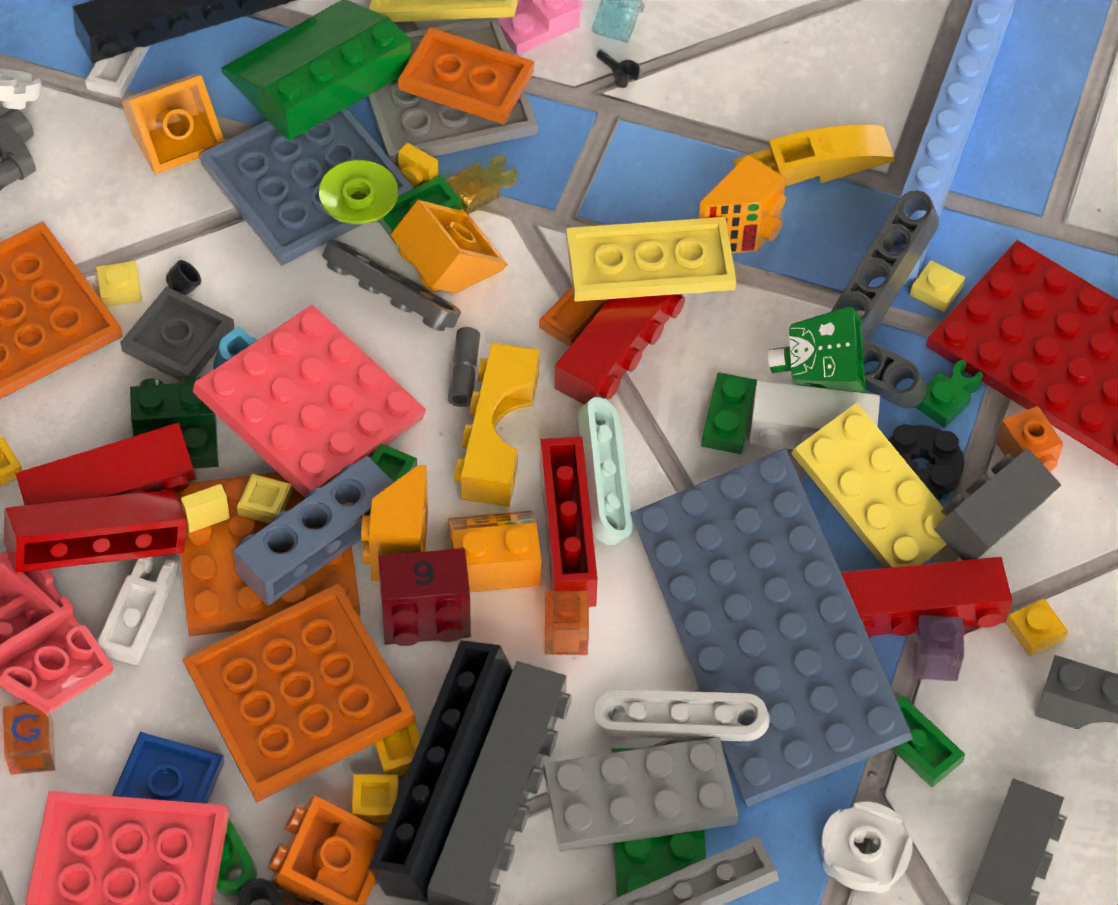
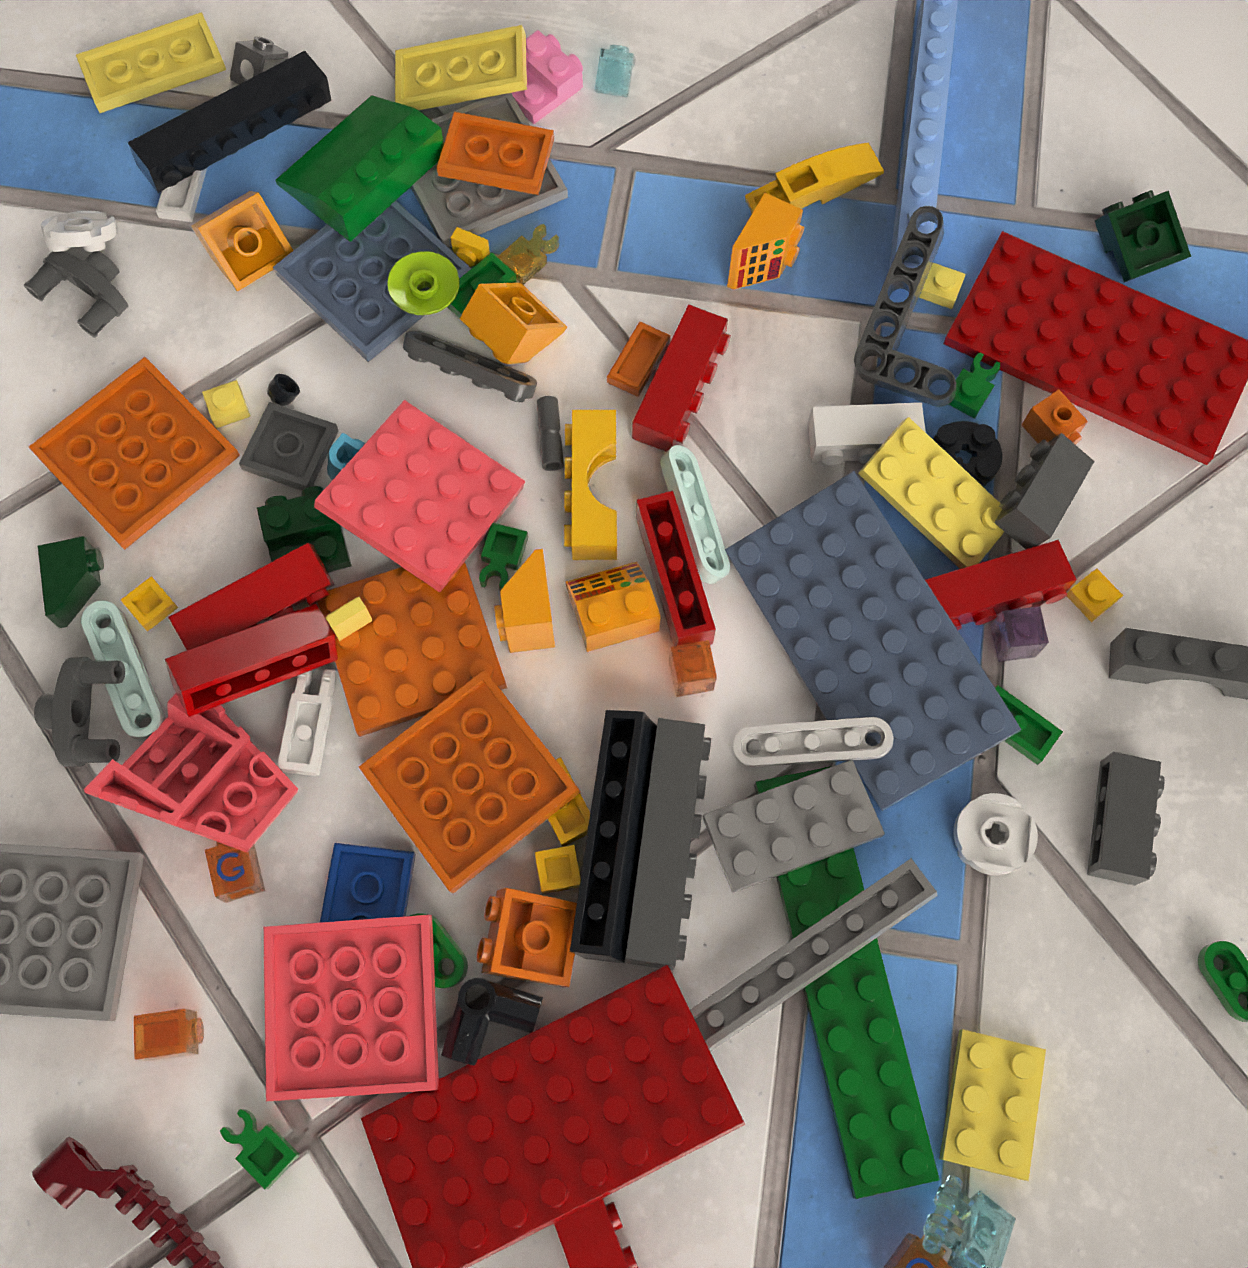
camera: 10 degrees left, 15 degrees up
(264, 498) = (400, 597): light yellow tile -> none
(309, 549) = (425, 673): sand blue brick -> none
(425, 596) = (564, 670): dark red brick -> none
(621, 69) = (633, 121): black hand -> none
(650, 259) = (697, 306): light yellow plate -> none
(729, 413) = (789, 437): green plate -> none
(824, 352) = (868, 372): green torso -> none

